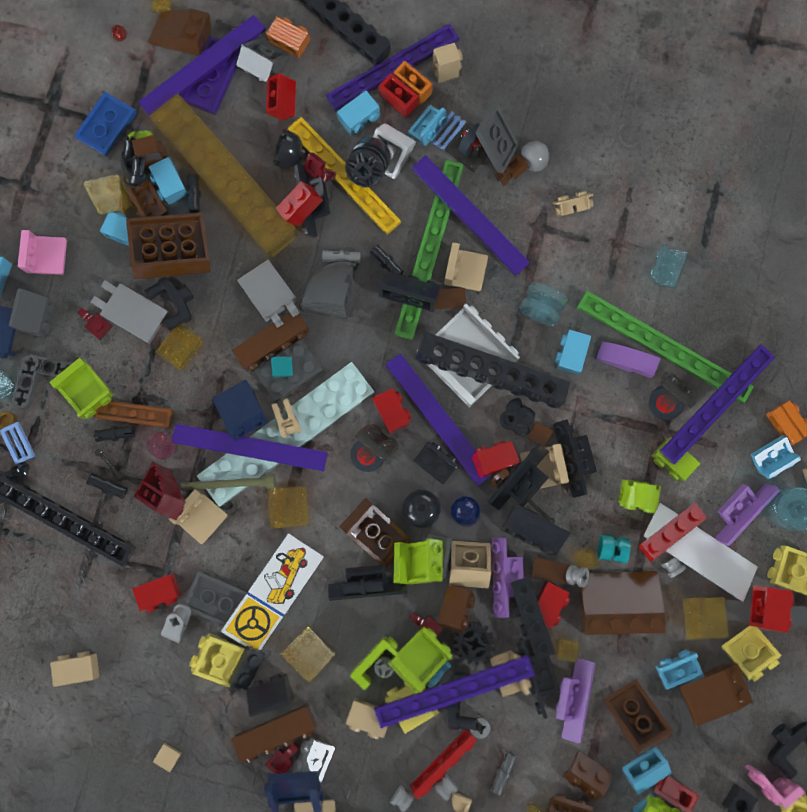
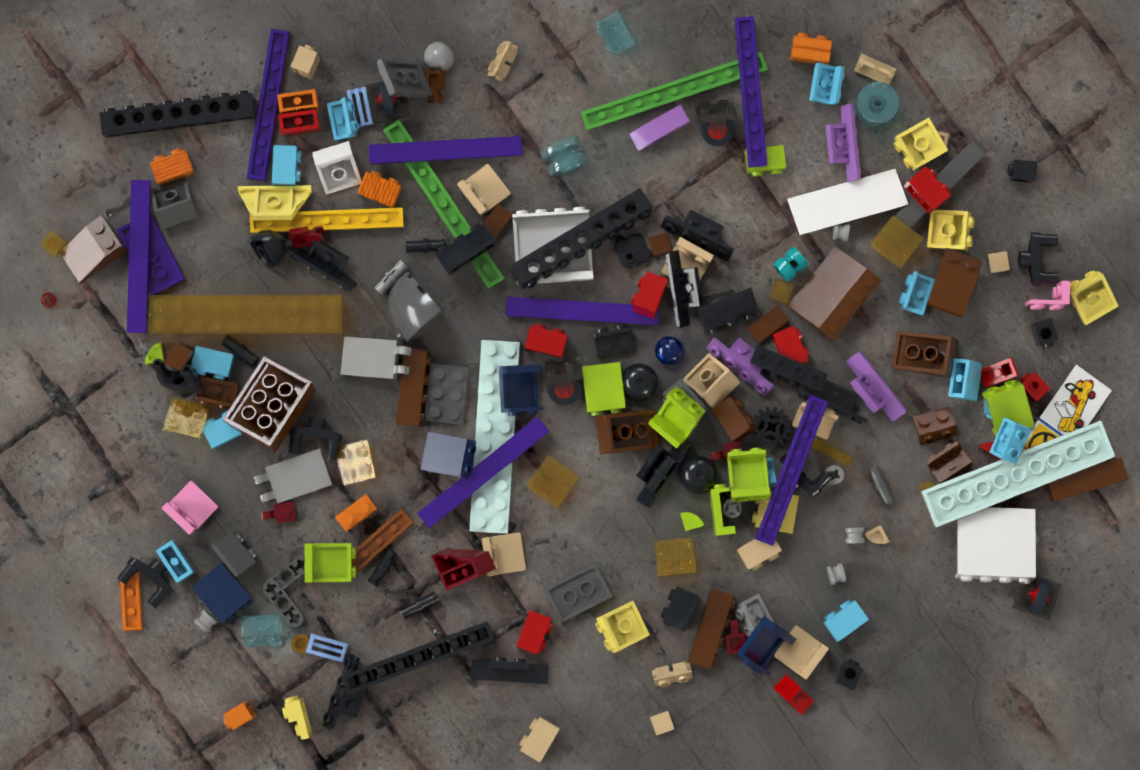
camera: 50 degrees left, 5 degrees up
(105, 124) = (121, 373): blue plate -> none
(113, 603) = (505, 671): none -> black bracket
(139, 378) = (356, 512): none -> orange brick
(161, 445) = (424, 538): clear pink head -> none
(176, 623) = (569, 635): light grey piece -> none
(218, 737) = (680, 674): none -> tan hinge
(246, 668) = (646, 610): black plate -> none
(267, 481) = (519, 480): olive piece -> none
(272, 593) = (608, 546): sticker -> none
(280, 97) = (220, 216): red brick -> none
(281, 367) = (441, 396): teal slope -> none
(289, 425) = (490, 423): tan piece -> none
(299, 204) = (325, 276): red brick -> none
(325, 126) = (274, 201): none -> light yellow wing
(337, 421) = (519, 389): none -> dark blue panel
(347, 642) = (690, 521): none -> lime tile
(368, 162) = (336, 194): black wheel -> none
(389, 616) = (698, 474): none -> black cylinder
(392, 485) = (603, 388): none -> lime panel
(400, 194) = (380, 189): none -> orange brick
(442, 763) = (837, 529): red plate -> none
(496, 710) = (832, 452): none -> clear yellow axle
(500, 478) = (666, 302): reddish brown tile -> none
(567, 650) = (834, 363): clear yellow plate -> none
(573, 352) = (619, 165): medium azure brick -> none
(577, 576) = (787, 308): light grey wheel -> none
(640, 495) = (767, 211): lime brick -> none
(672, 532) = (815, 210): red plate -> none
(760, 713) = (998, 262): none -> tan tile

